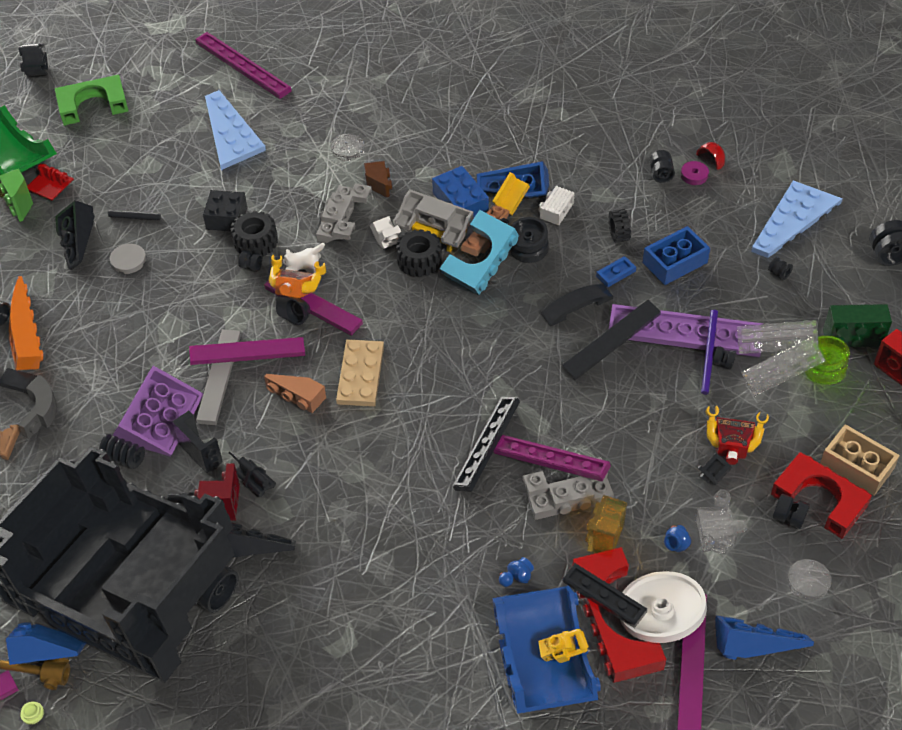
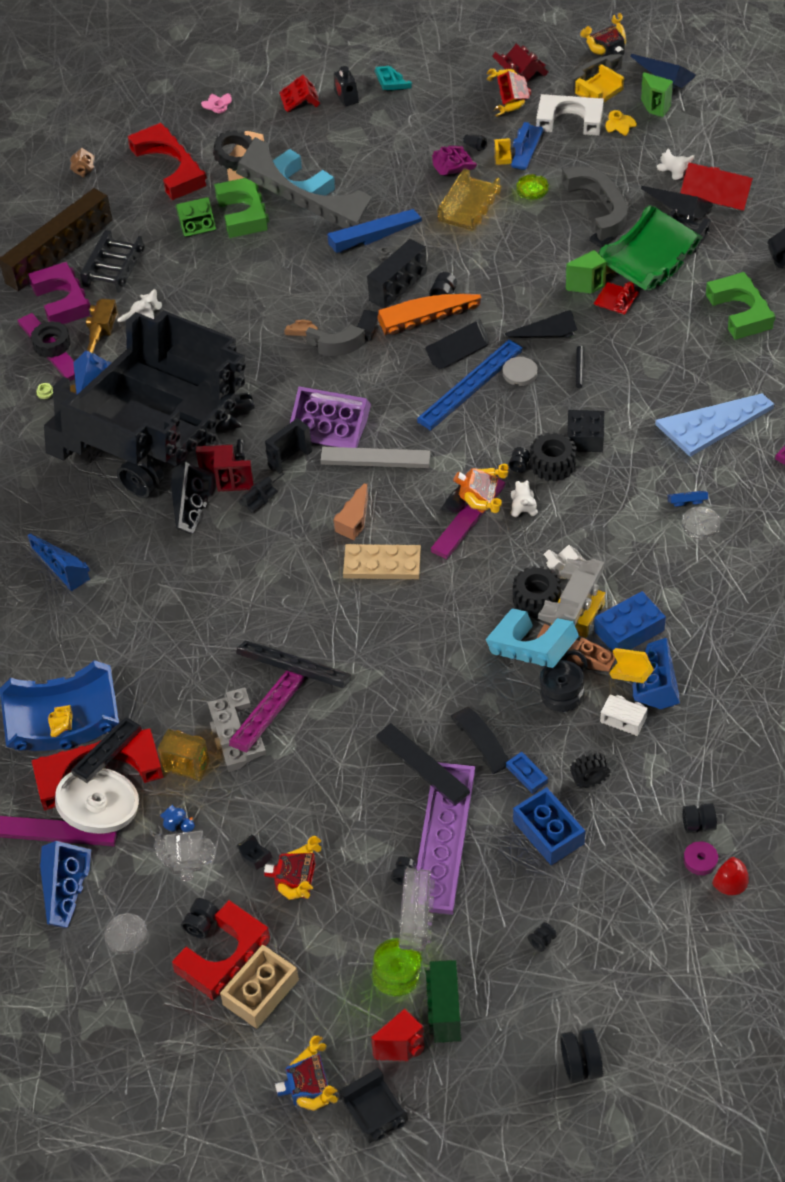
camera: 90 degrees right, 0 degrees up
(86, 310) = (457, 344): none -> black piece
(122, 451) = (283, 400): black piece -> none
(136, 298) = (468, 385): none -> blue tile
(246, 351) = (401, 471): magenta tile -> none
(319, 150) = (680, 498): none -> blue plate
(332, 664) = (63, 564): none -> blue wedge
(338, 211) = (593, 522): light grey bracket -> none
(377, 177) = (650, 550): reddish brown slope -> none
(518, 570) = (146, 692): blue animal -> none
(709, 352) = (413, 854): dark purple axle -> none
(783, 366) = (375, 914): clear brick -> none
(793, 215) = (641, 965): light blue wing -> none

